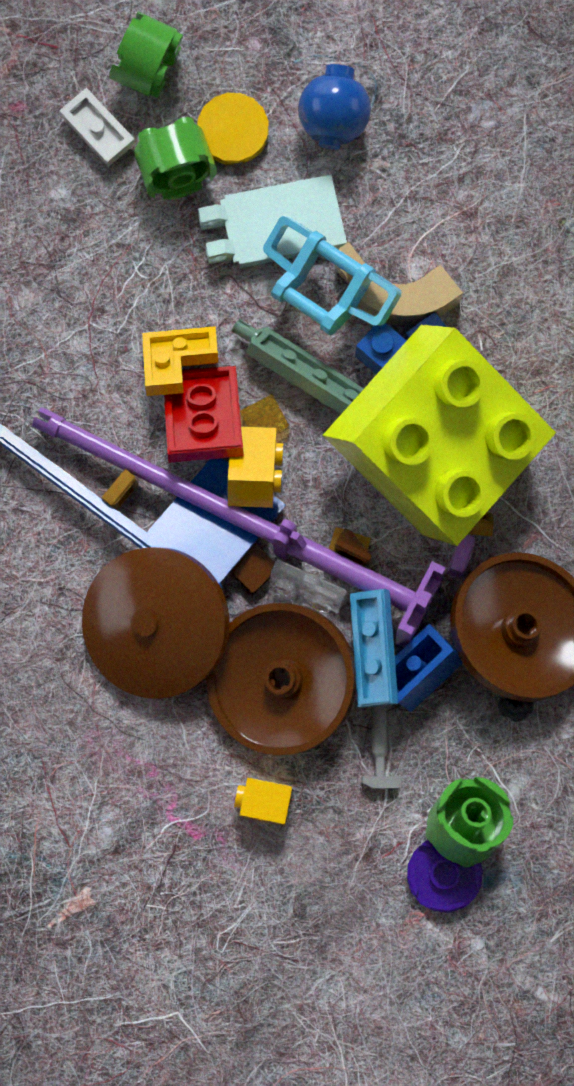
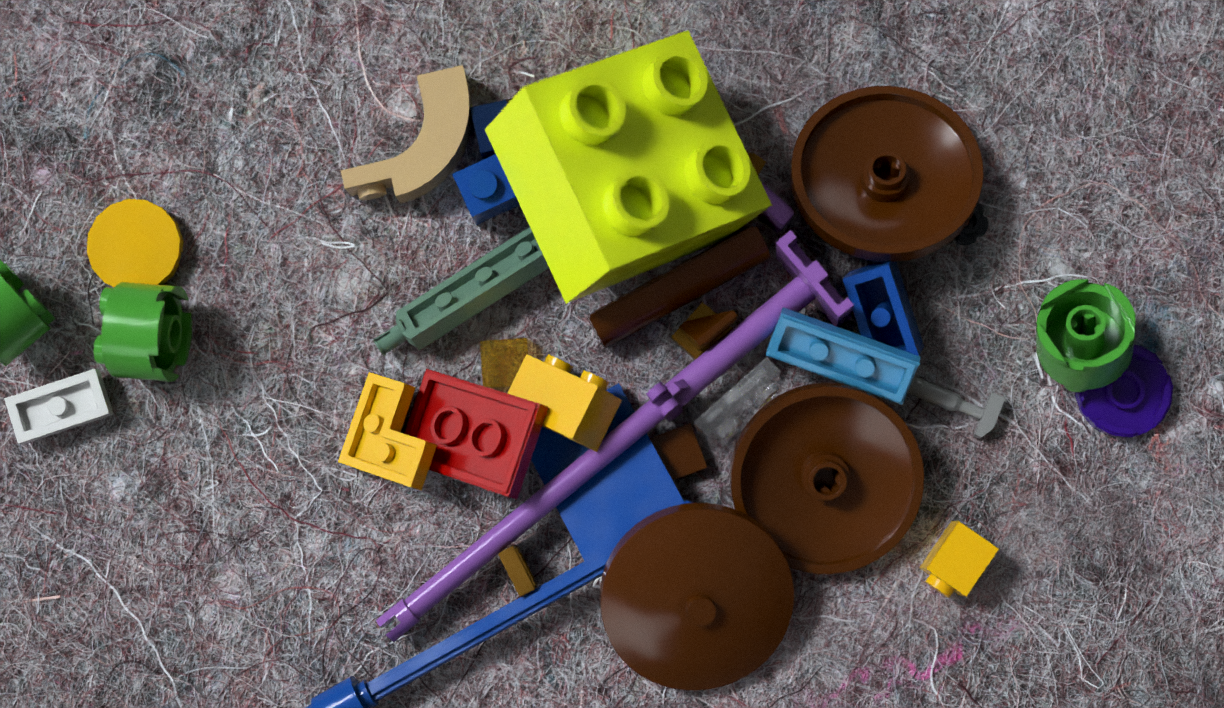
camera: 65 degrees left, 5 degrees up
(254, 213) = (274, 245): light aqua tile -> none
(297, 272) = (349, 247): medium azure bar -> none
(334, 107) = (168, 113): blue brick -> none
(373, 515) = (679, 286): none -> reddish brown brick

